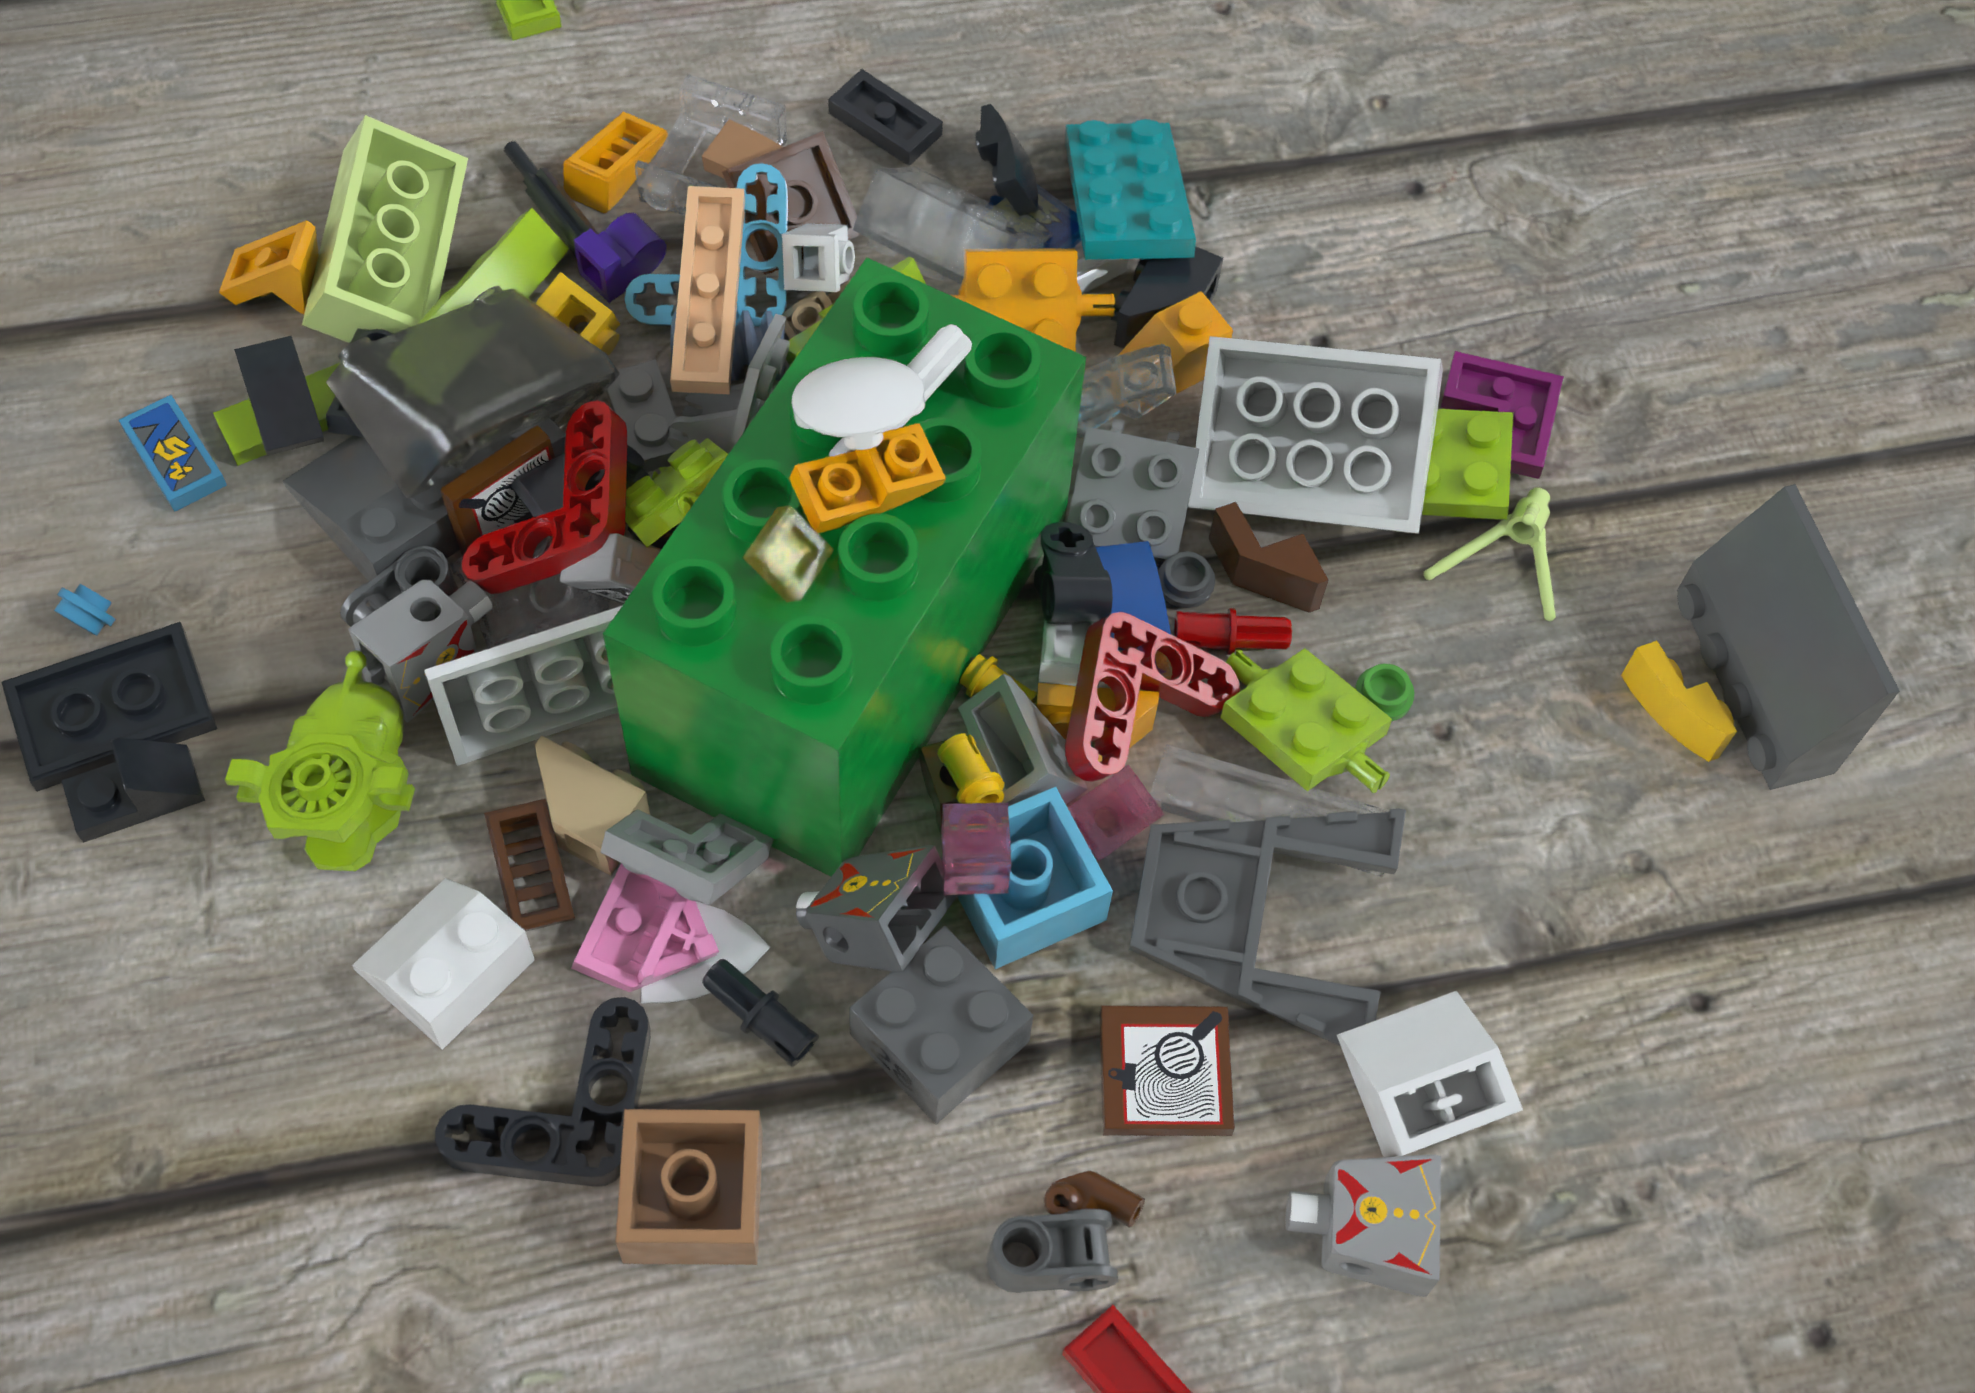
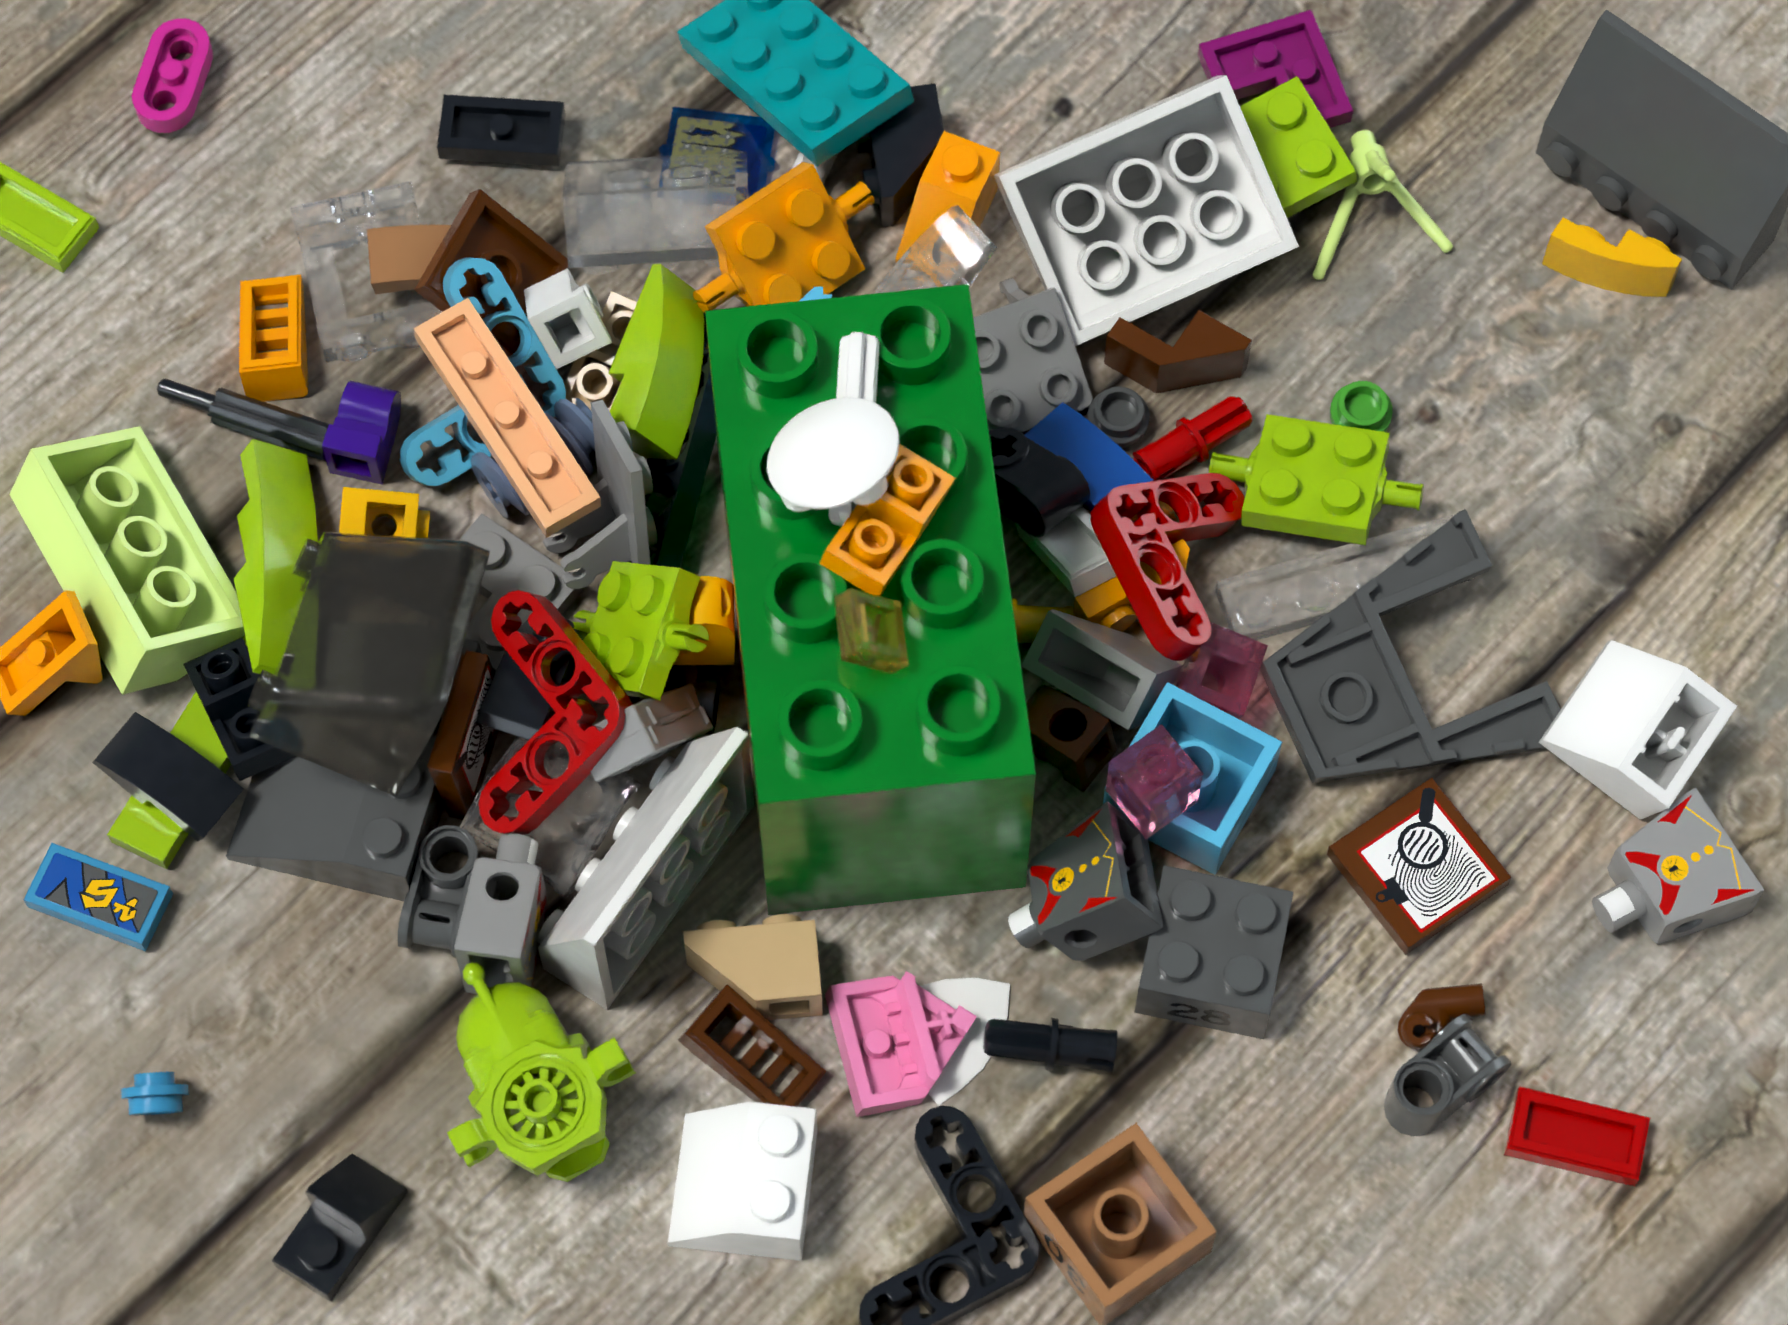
camera: 30 degrees left, 5 degrees up
(124, 690) = (248, 1166): black tile -> none
(695, 864) = (908, 953): light grey plate -> none
(970, 771) = (1087, 718): yellow pin -> none
(1012, 169) = (655, 103): black slope -> none

